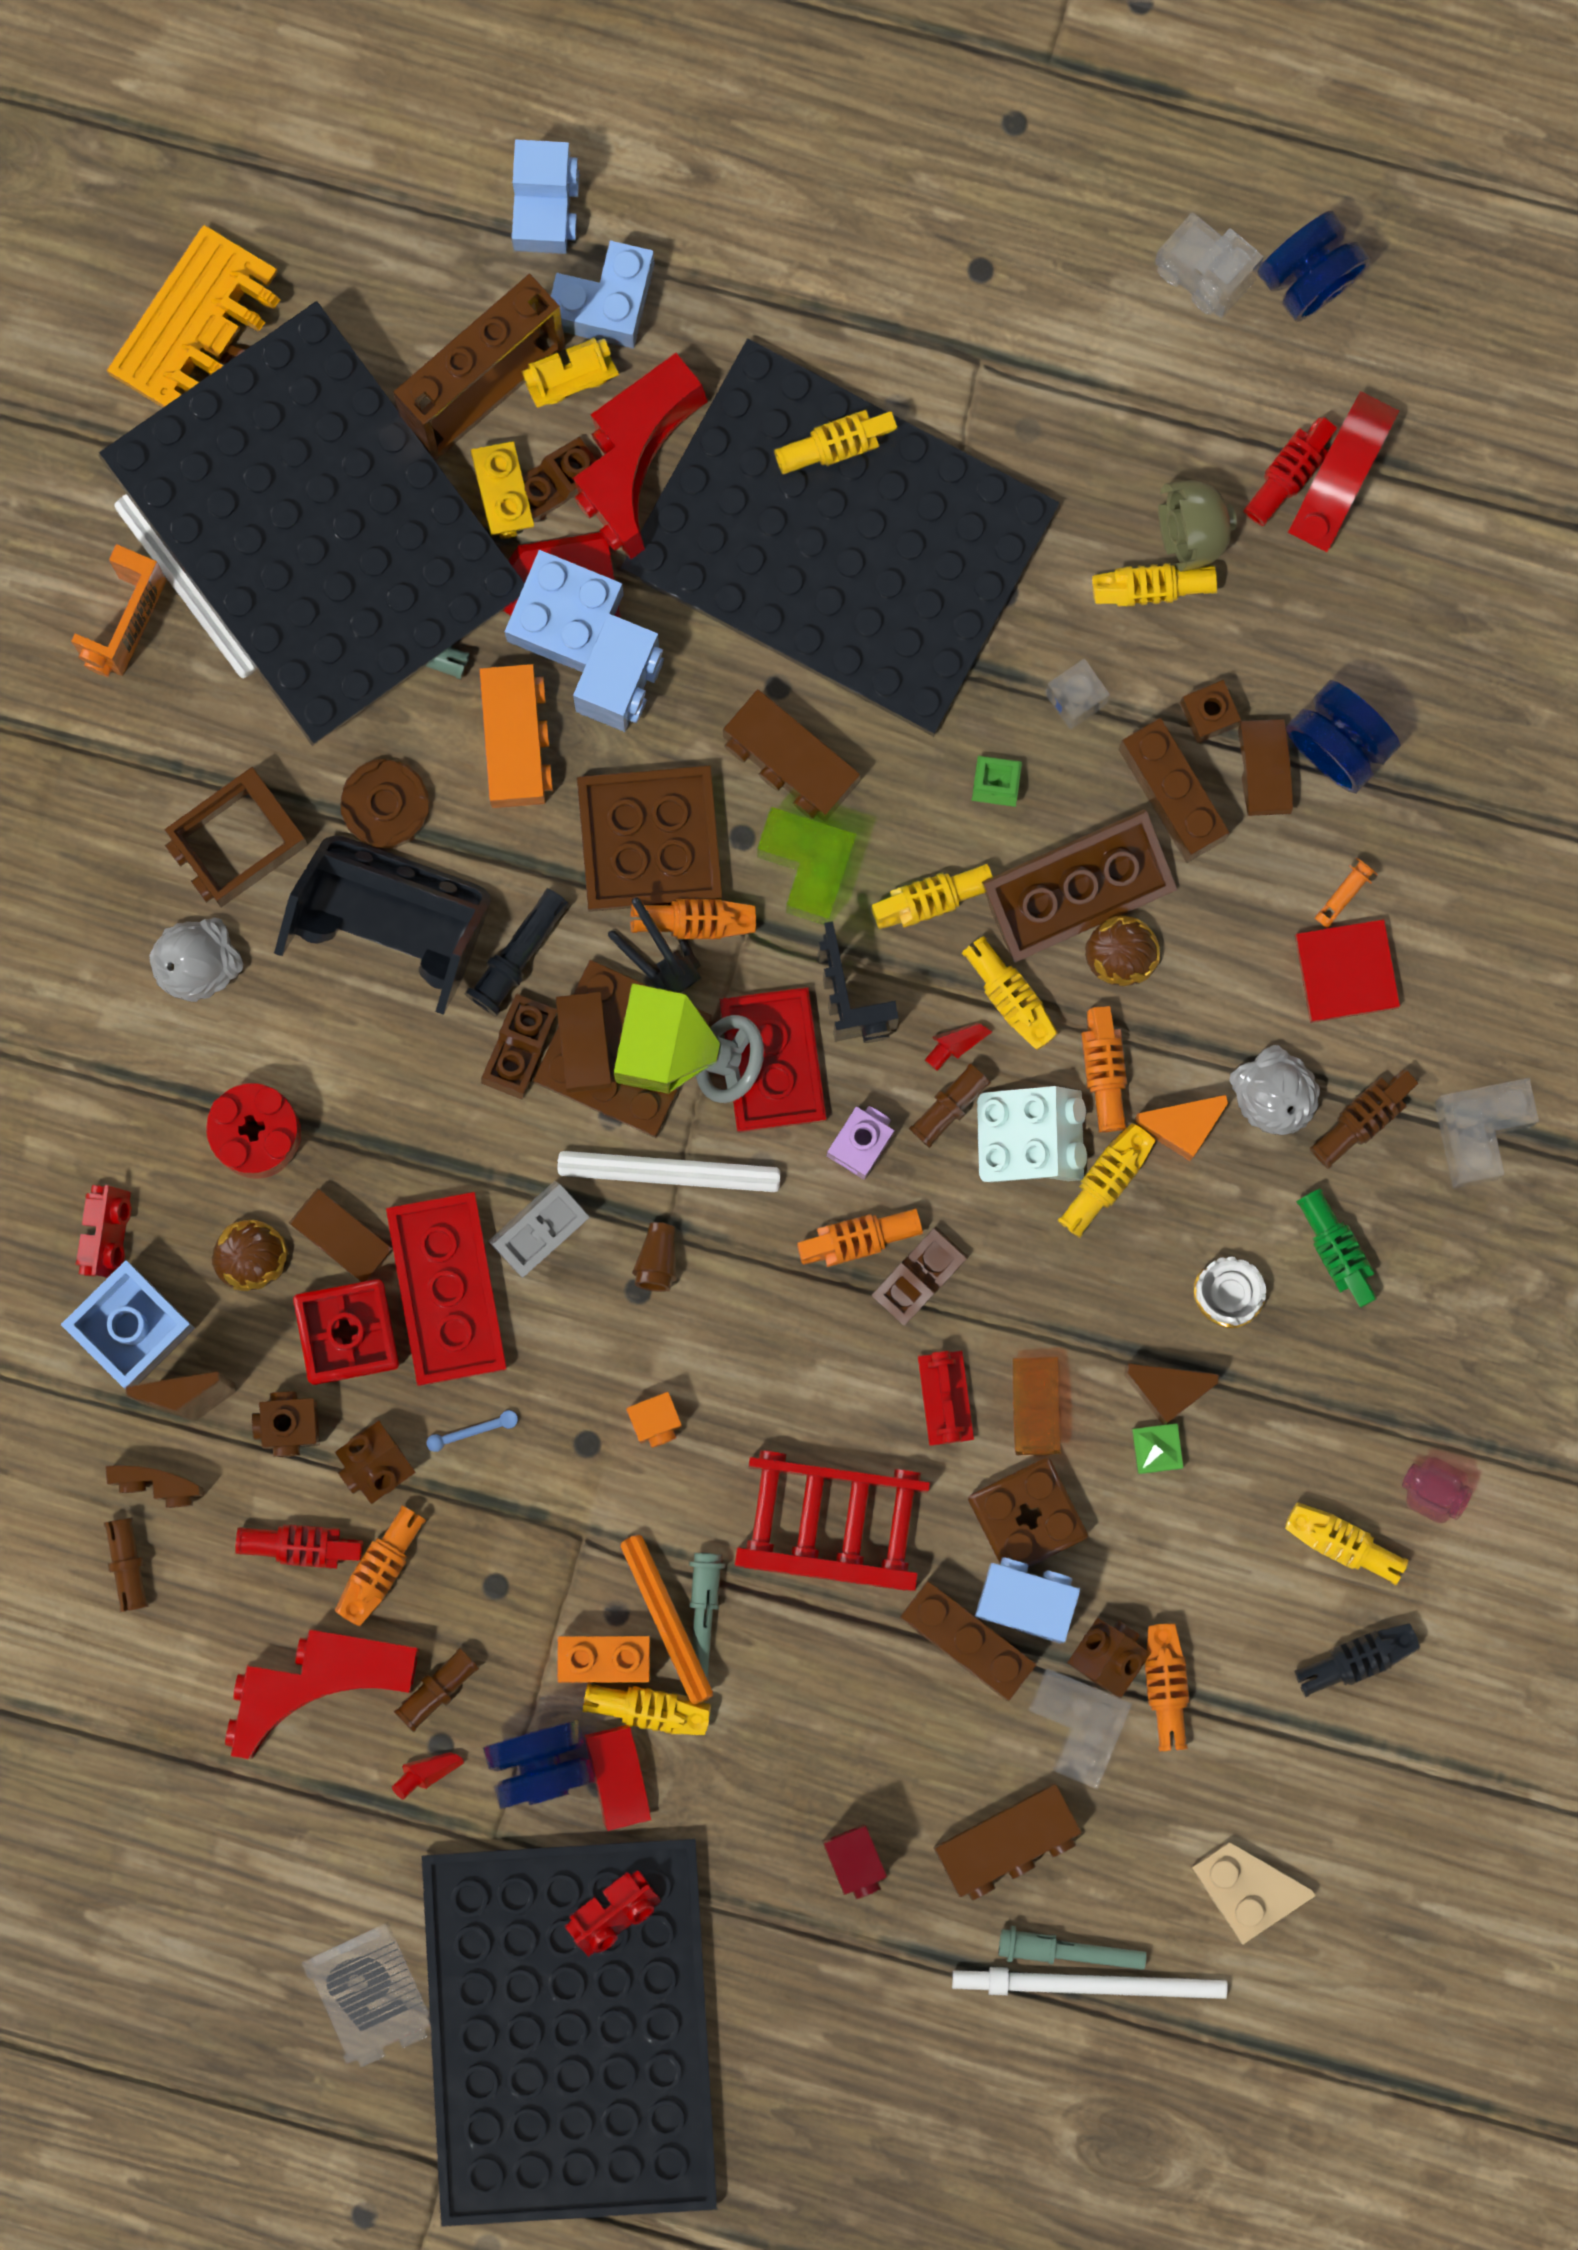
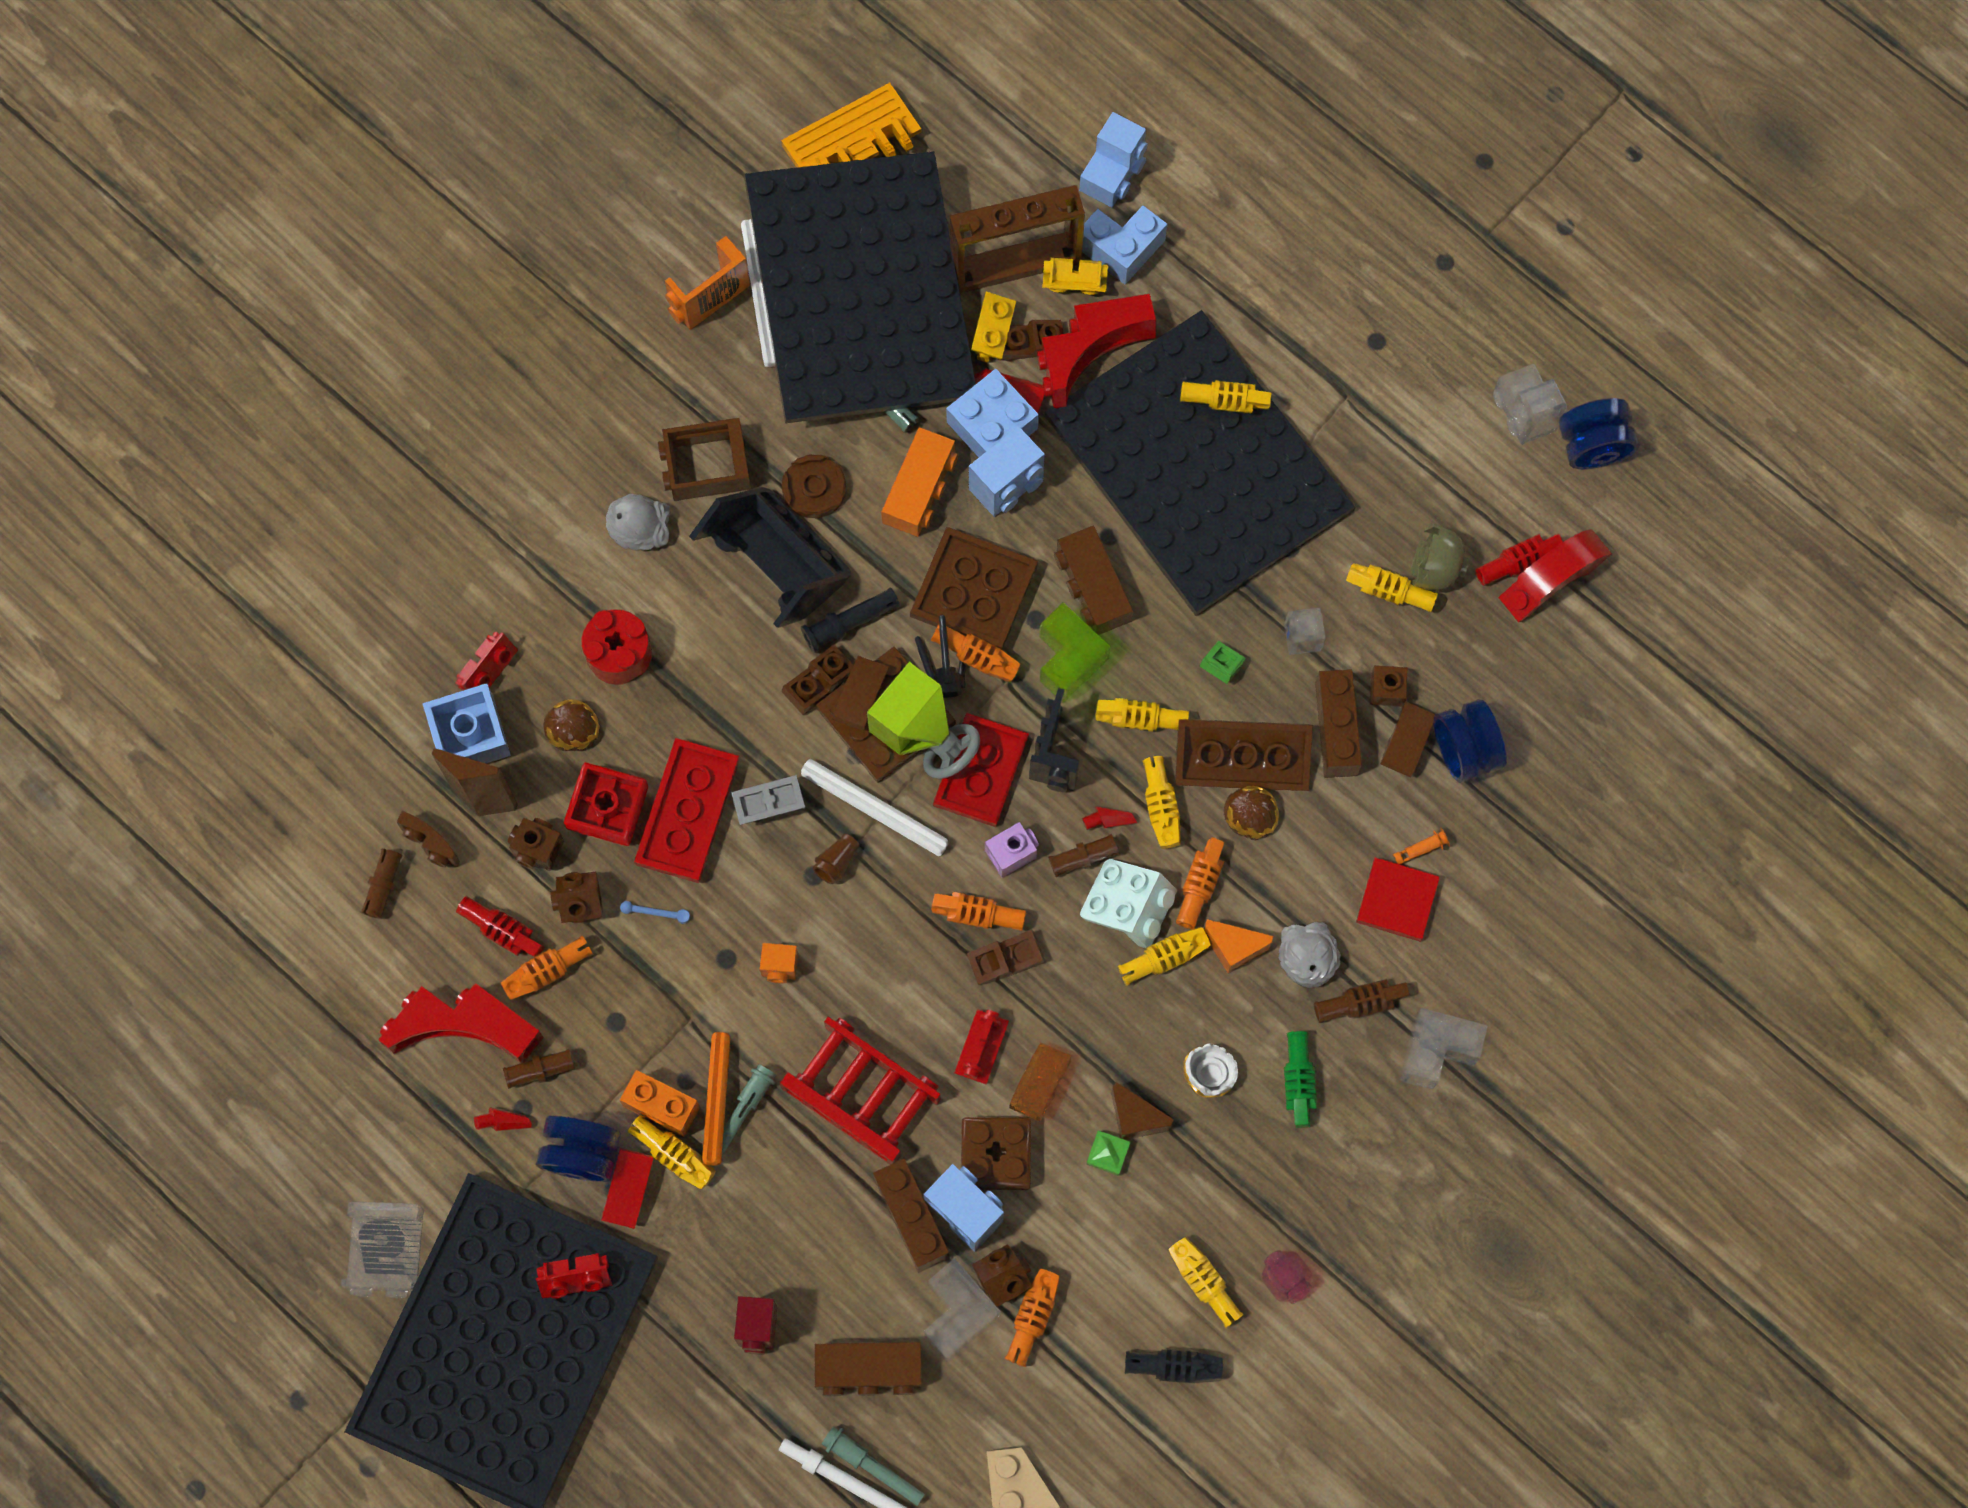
camera: 30 degrees right, 10 degrees down
(340, 1235) = (636, 741): reddish brown slope -> none

